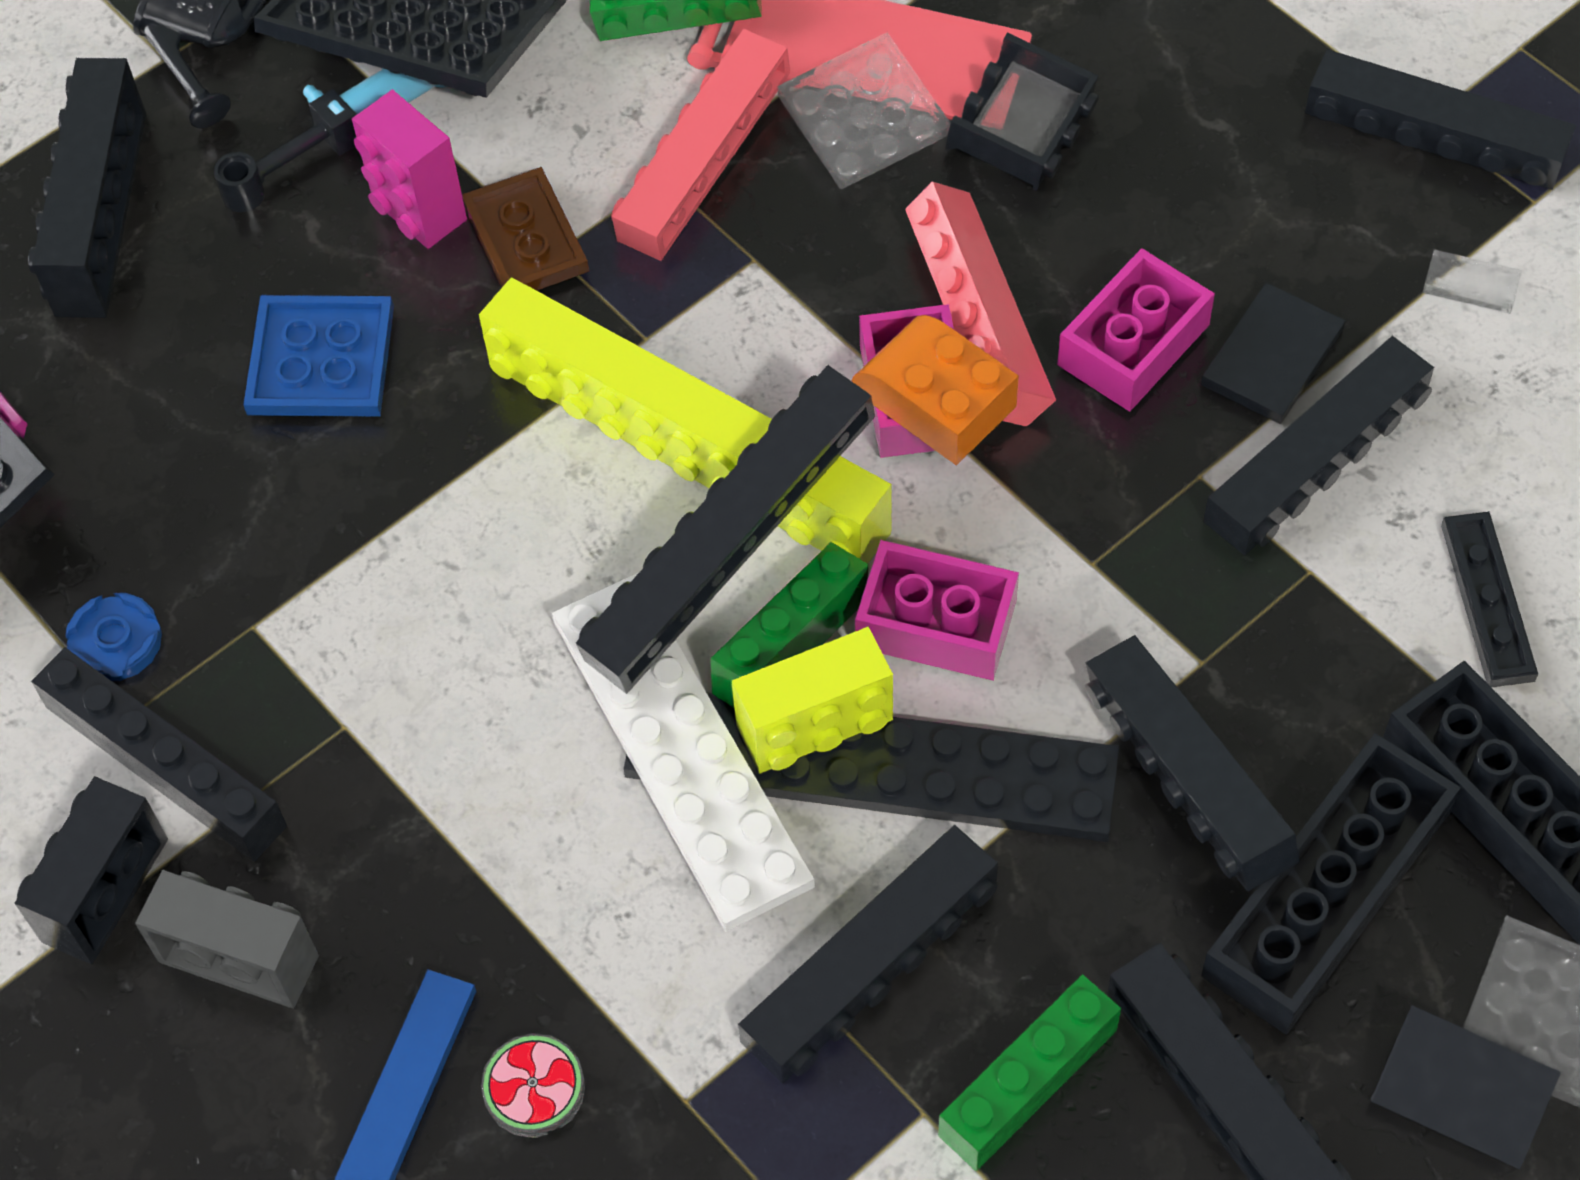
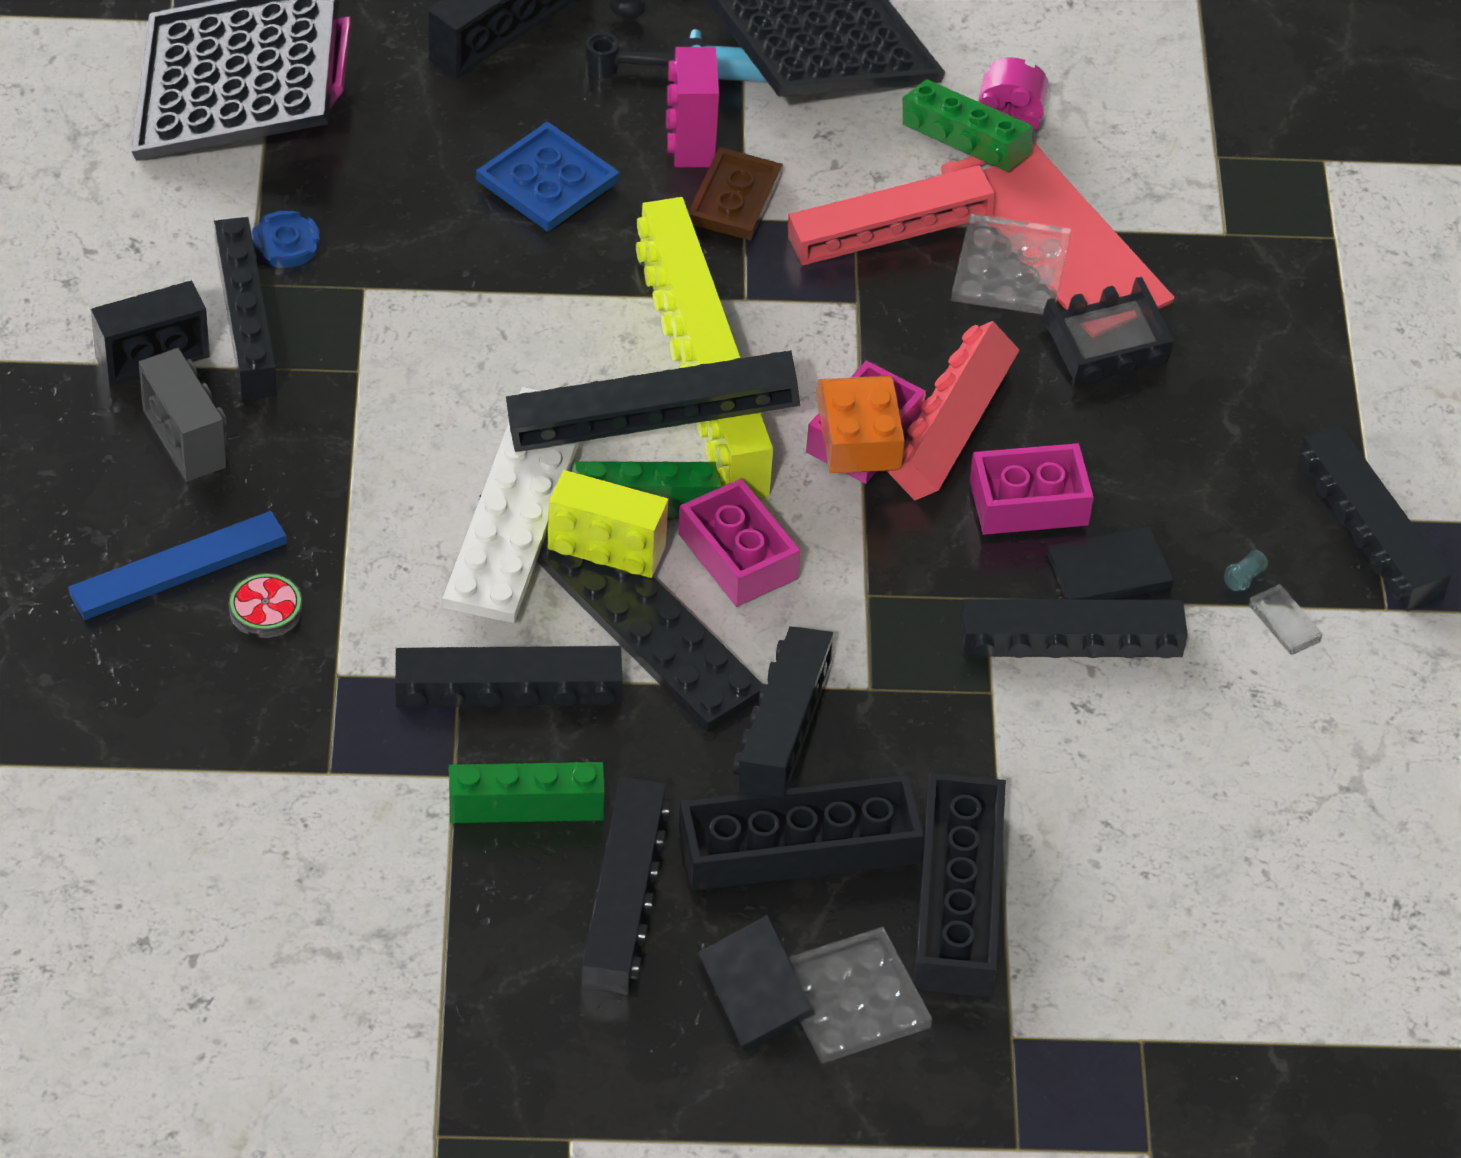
camera: 35 degrees right, 10 degrees down
(1392, 268) = (1239, 575): none -> clear light blue pin
(1489, 599) = (1080, 782): black tile -> none

